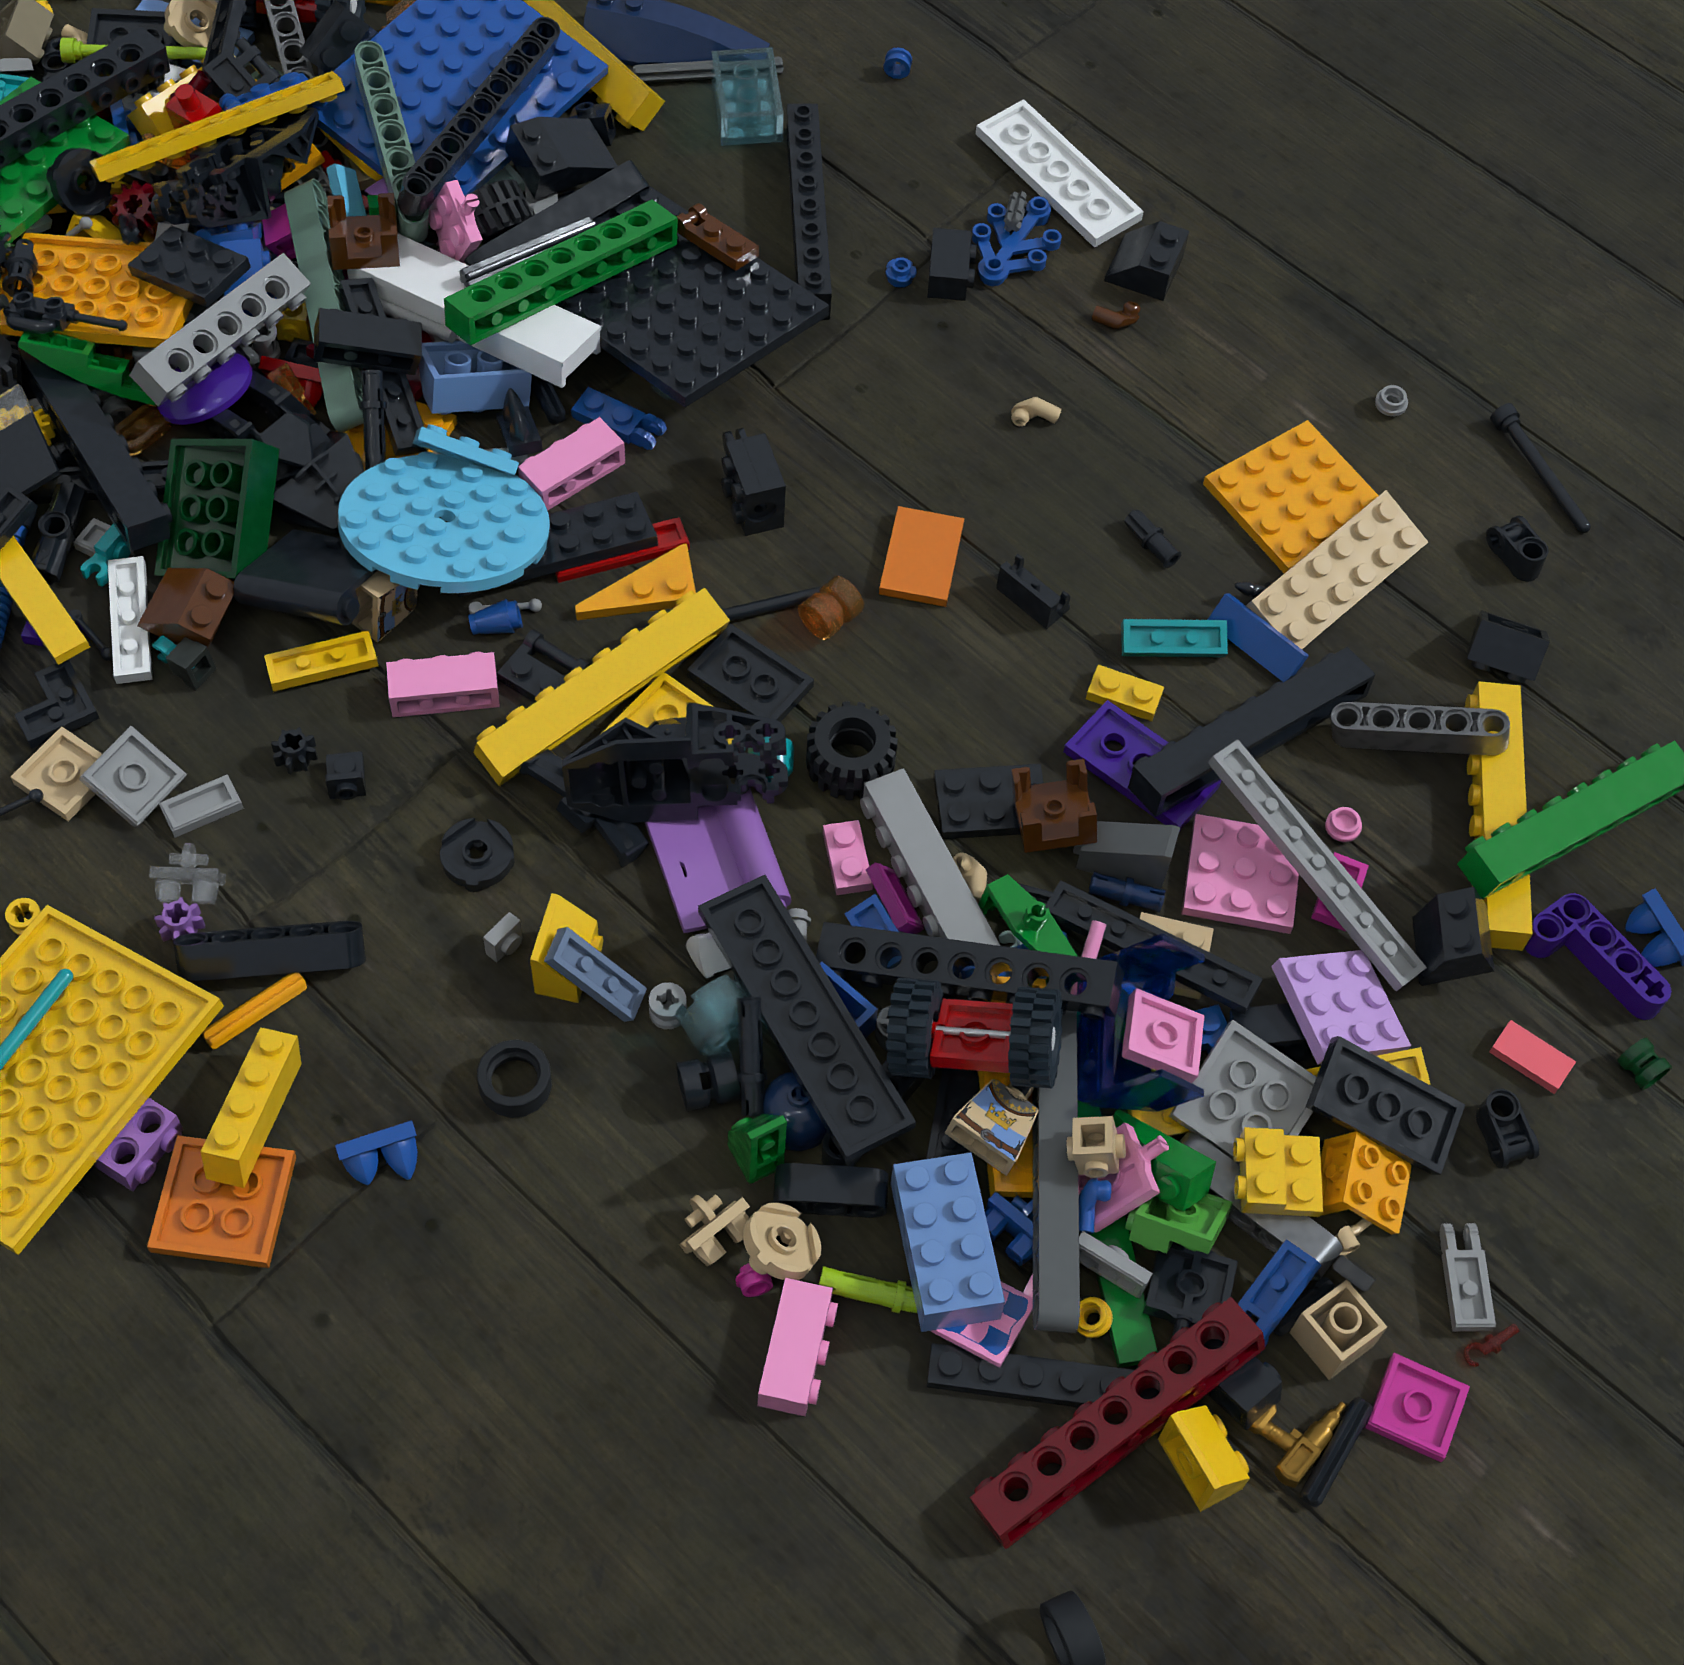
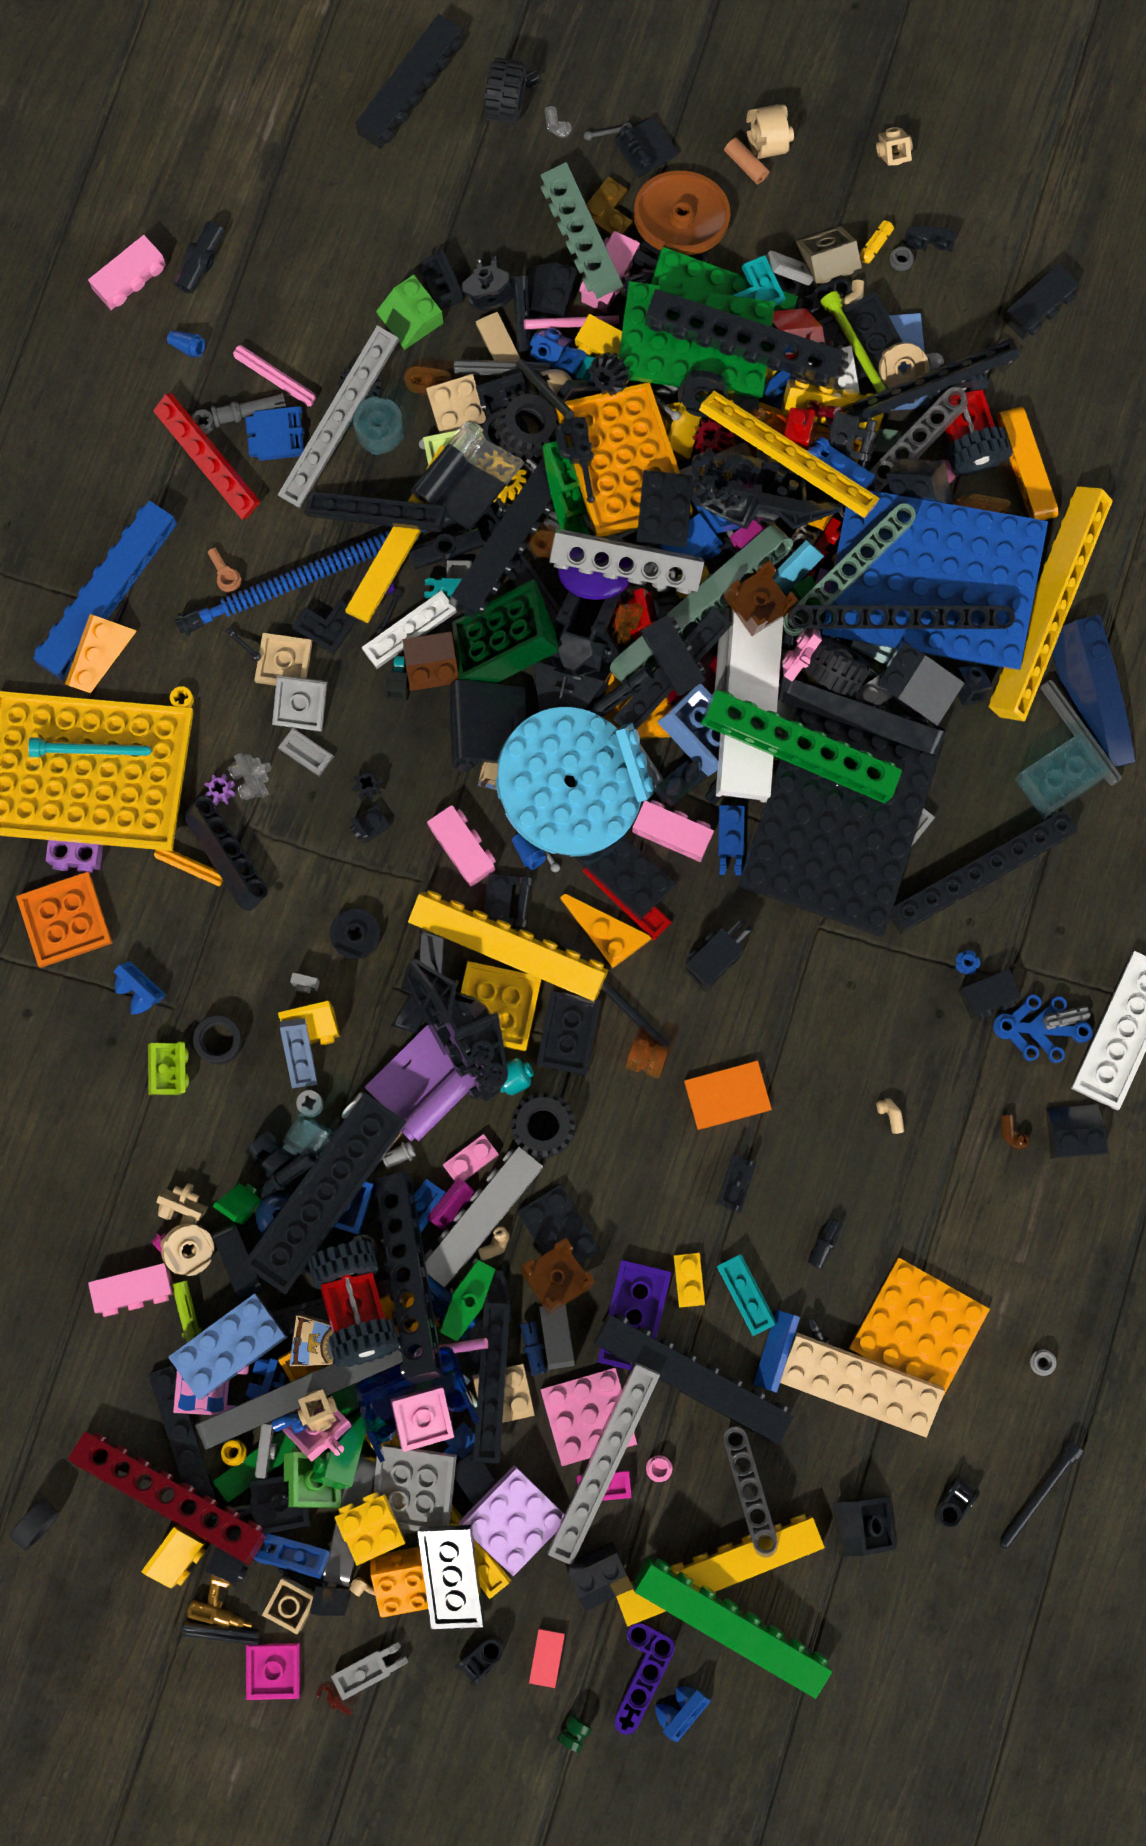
camera: 70 degrees right, 20 degrees up
(21, 267) = (610, 402): black piece -> none
(129, 228) = (682, 447): black axle -> none
(251, 1107) = (120, 904): yellow brick -> none
(321, 660) = (439, 761): yellow plate -> none
(496, 263) = (812, 712): axle -> none
(516, 1157) = (167, 1068): none -> lime bracket
(716, 237) = (902, 828): reddish brown plate -> none

